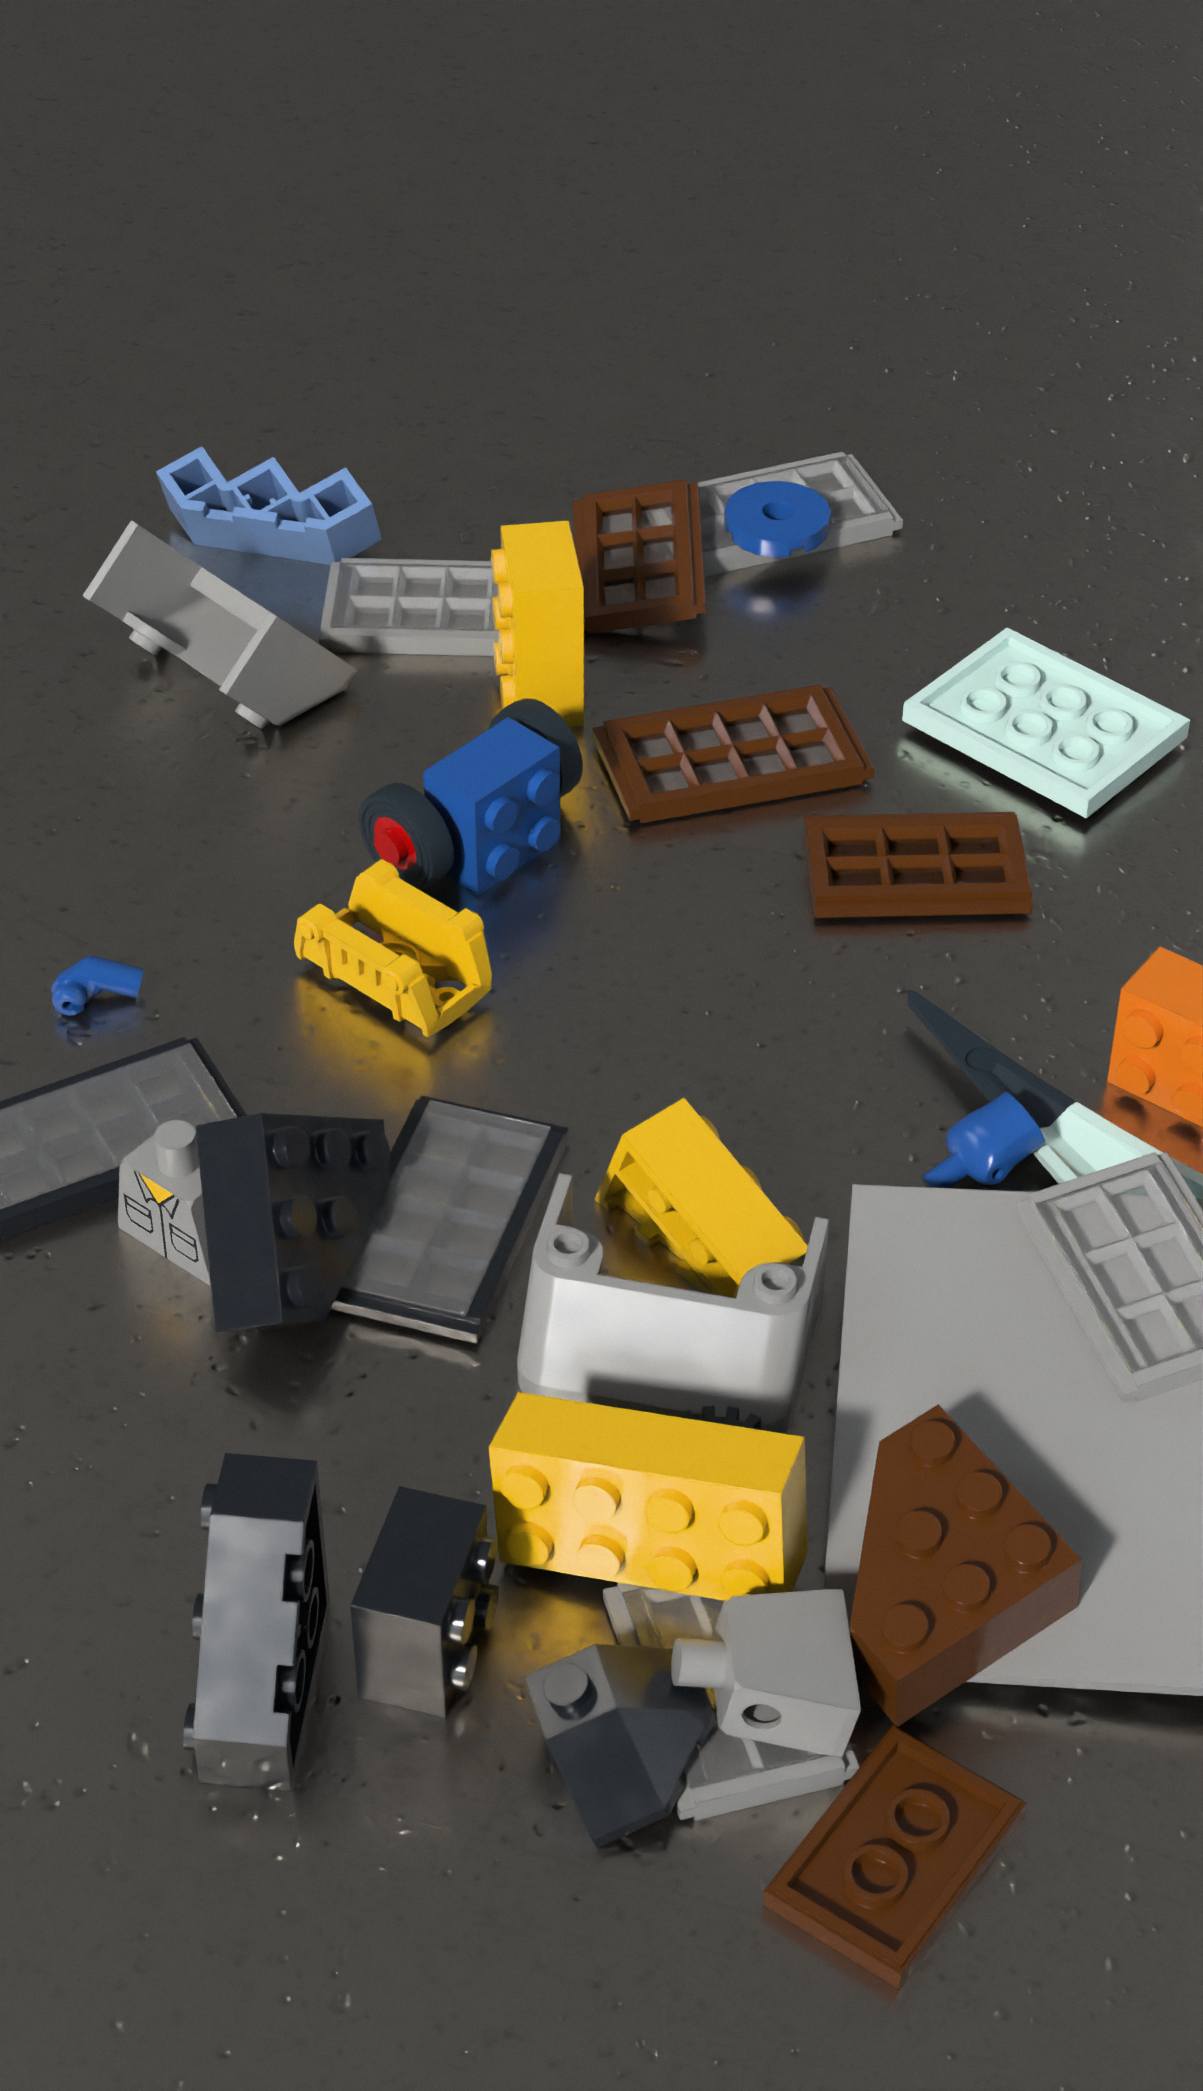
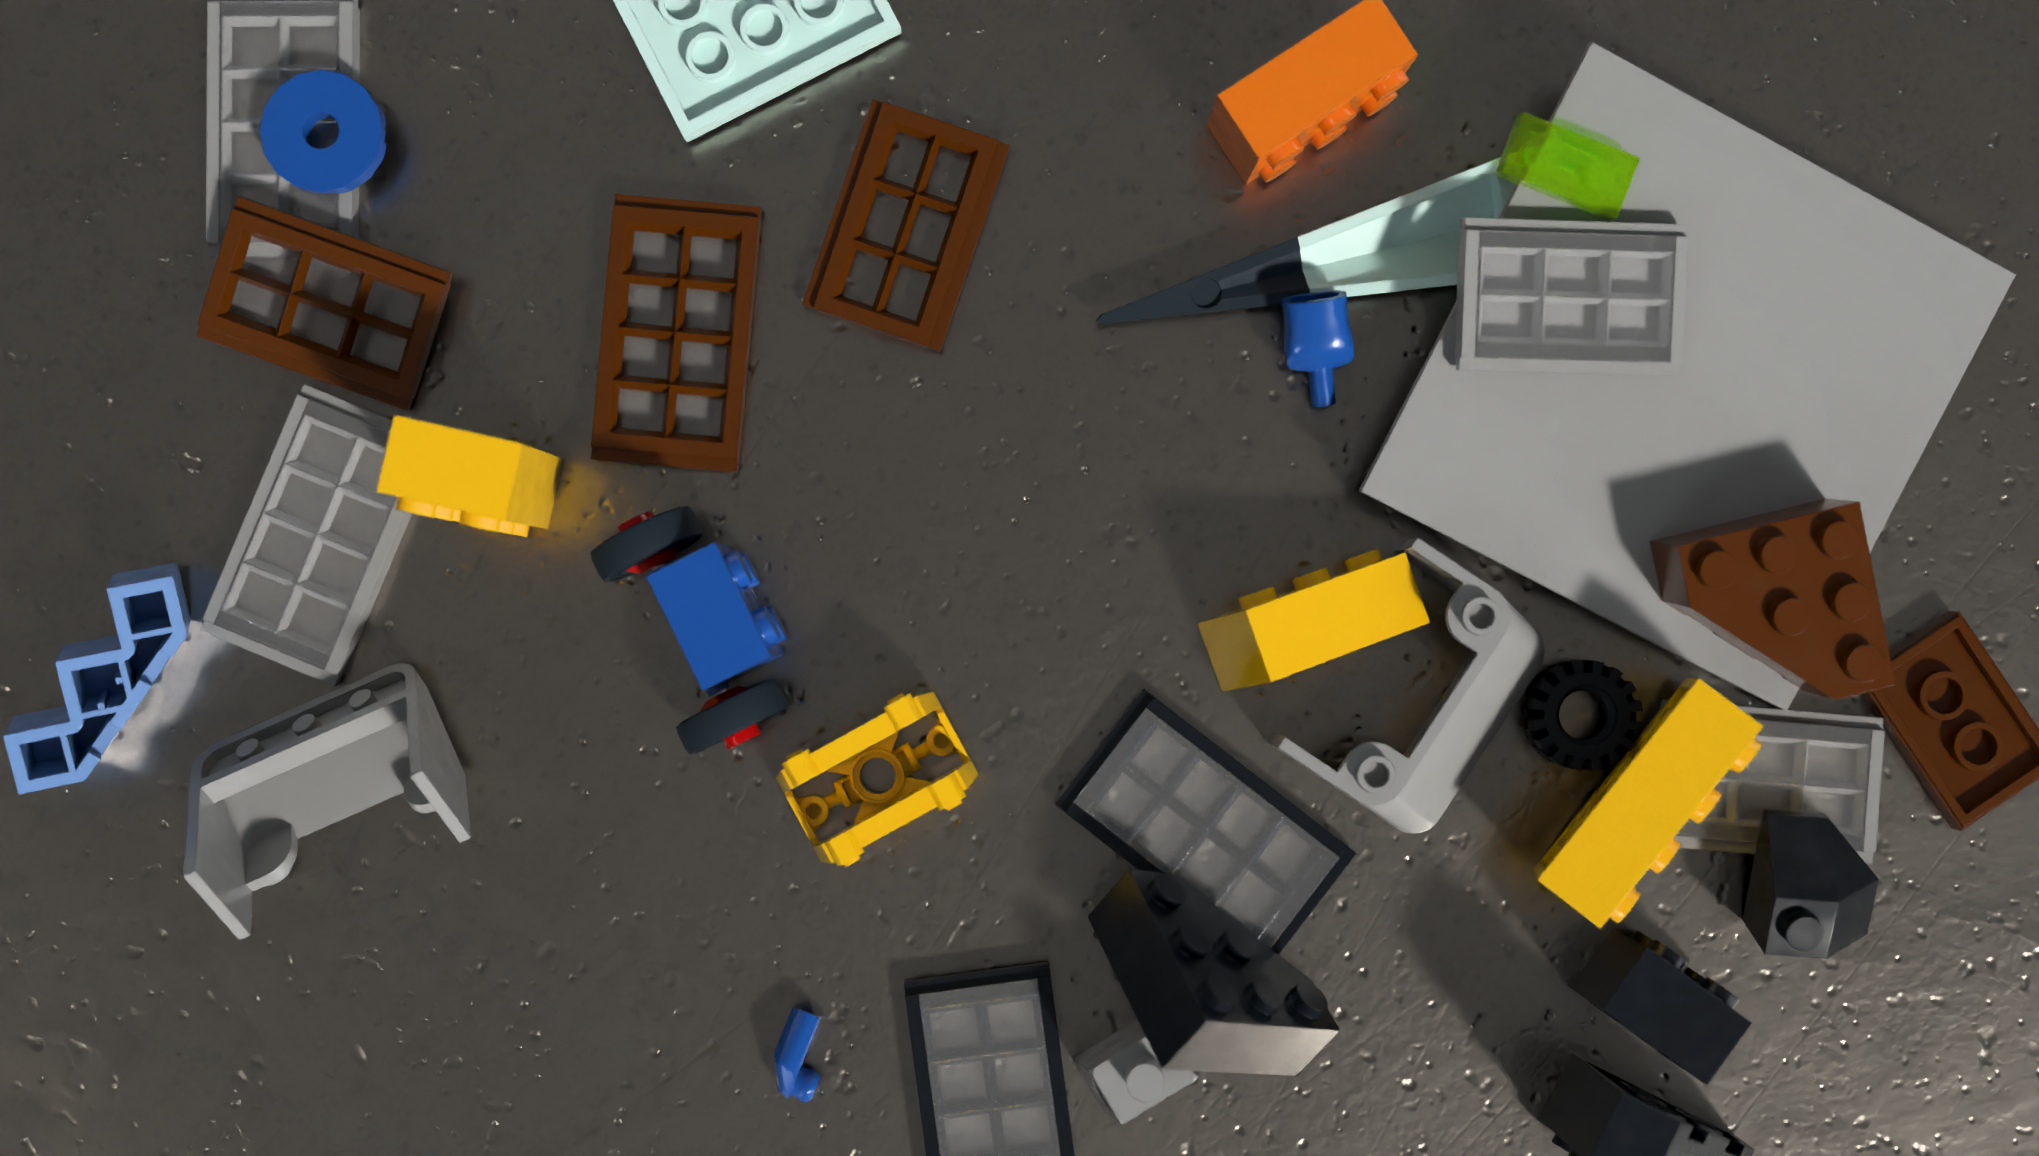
camera: 70 degrees left, 45 degrees up
(778, 1670) = (1823, 759): light grey torso -> none

